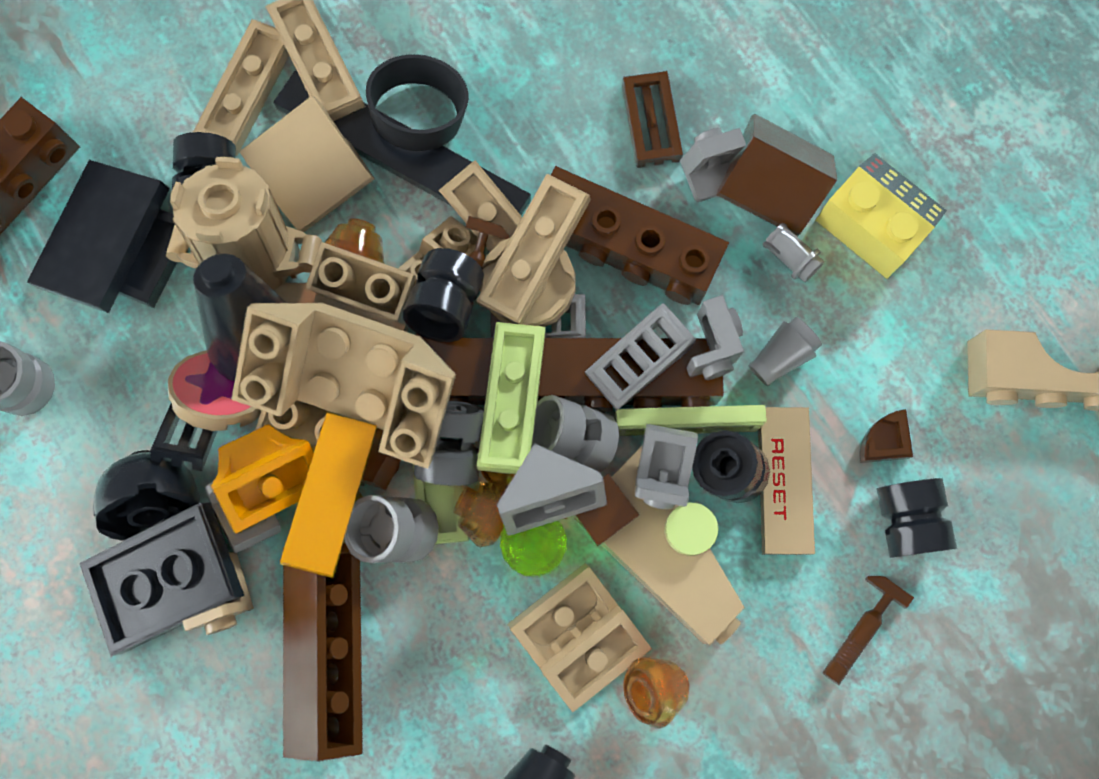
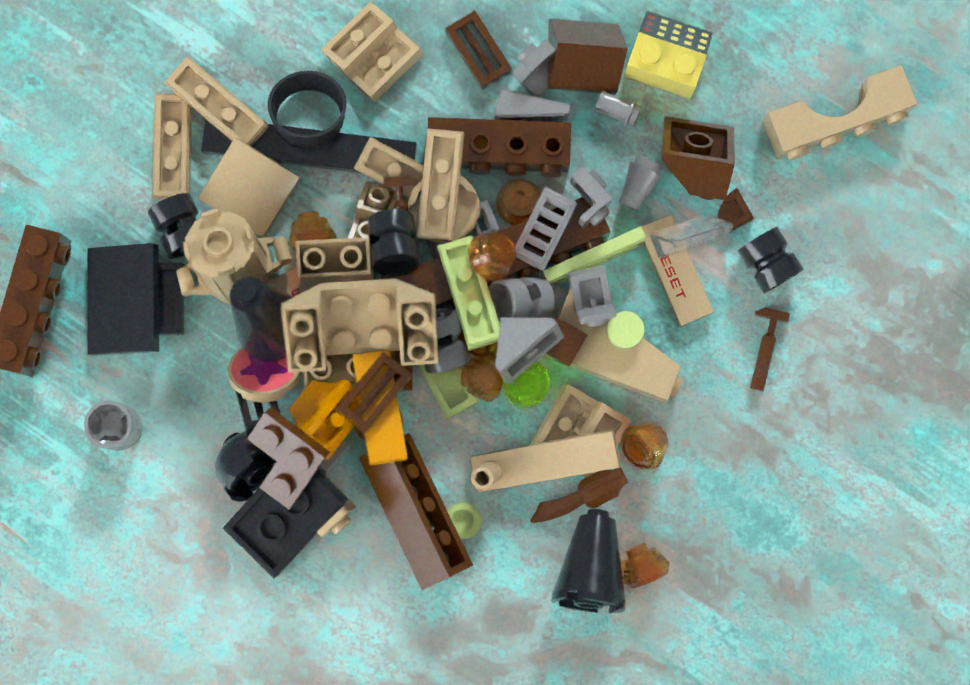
camera: 25 degrees left, 5 degrees up
(194, 507) = (296, 456): none -> plate
(335, 491) = (354, 417): none -> reddish brown tile
(382, 685) = (465, 519): none -> yellowish green tile
(391, 529) = (428, 414): light grey wheel -> none
(515, 656) = (545, 461): none -> tan piece
(525, 72) = (372, 52): none -> tan slope
(558, 361) = (491, 255): none -> clear orange cone
(562, 722) = (593, 492): none -> reddish brown piece
(621, 310) = (510, 196): none -> clear orange cone
(680, 202) = (526, 107): none -> light grey slope
(730, 467) = (635, 277): black wheel -> none
(822, 443) = (689, 235): none -> clear slope
(875, 352) = (699, 156): none -> reddish brown slope

